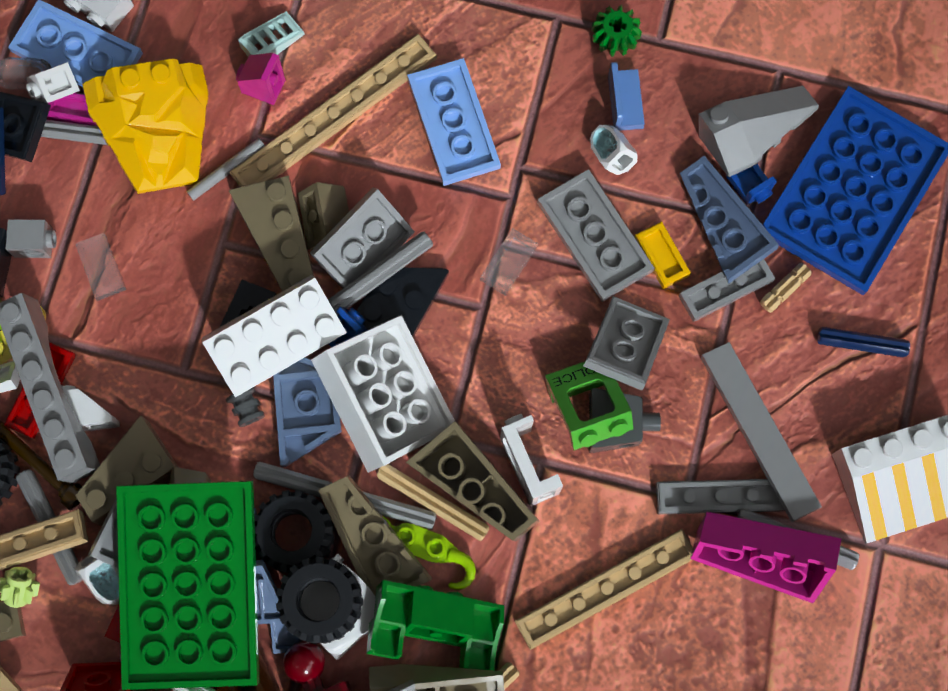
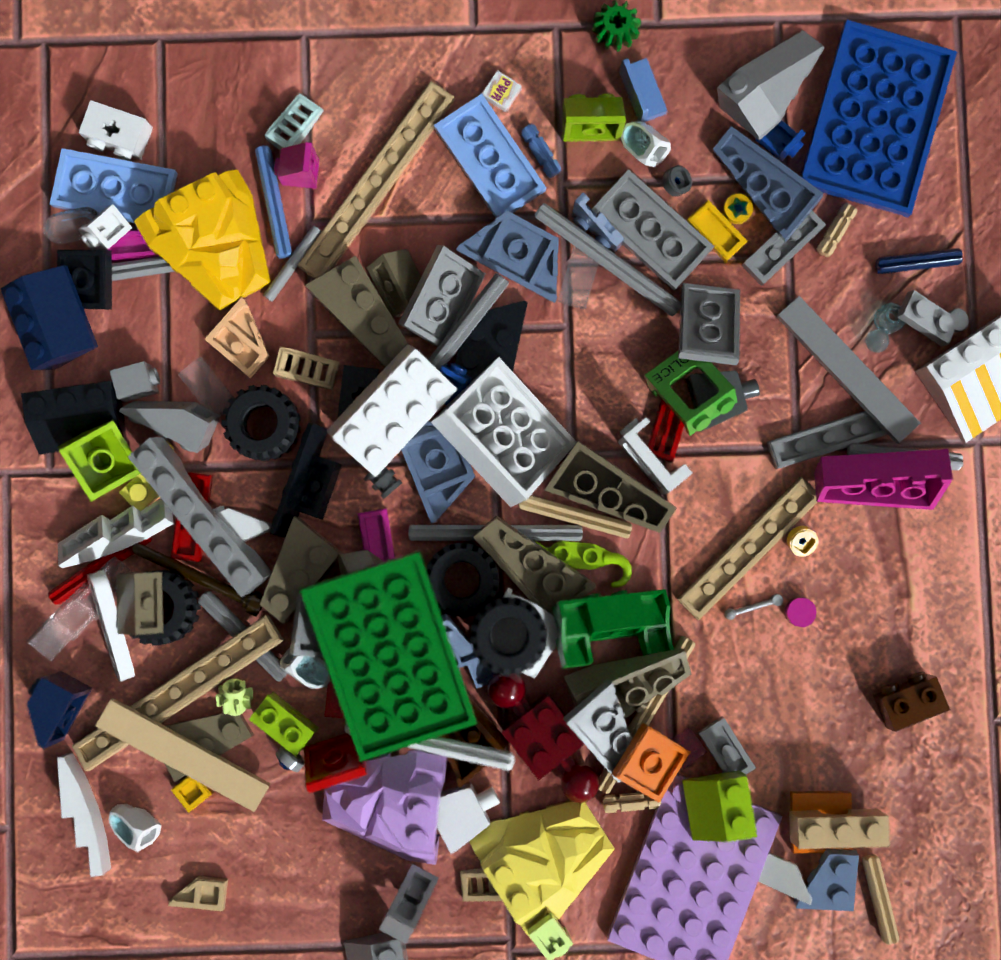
camera: 20 degrees left, 10 degrees up
(52, 670) = (288, 760): none -> light grey tile
(59, 630) = (284, 723): none -> lime brick
(63, 292) = (180, 421): none -> light grey slope
(124, 297) = (239, 412): none -> black tyre
(148, 227) = (239, 339): none -> light nougat wing
(169, 386) = (308, 483): none -> black bracket
(182, 260) = (279, 369): none -> tan slope
(222, 457) = (377, 533): none -> dark pink tile
(226, 106) = (273, 202): none -> medium blue axle
(452, 219) = (517, 252): none -> sand blue wing
(485, 62) = (501, 91): none -> tile
(506, 128) = (541, 150): none -> medium blue axle
(540, 212) = (596, 224): none -> sand blue wing
(540, 463) = (673, 449): none -> red tile
(542, 251) = (608, 259): none -> light grey axle
(566, 111) = (593, 118): none -> lime slope
(620, 653) = (776, 600): none -> light grey hinge
(635, 194) = (677, 181): none -> dark grey tile
(642, 673) = (800, 612): none -> dark pink tile
(664, 596) = (802, 541): none -> tile
(689, 239) = (737, 209): none -> yellow tile
(800, 409) = (878, 339): none -> clear light blue plate
(861, 403) = (931, 319): none -> light grey hinge

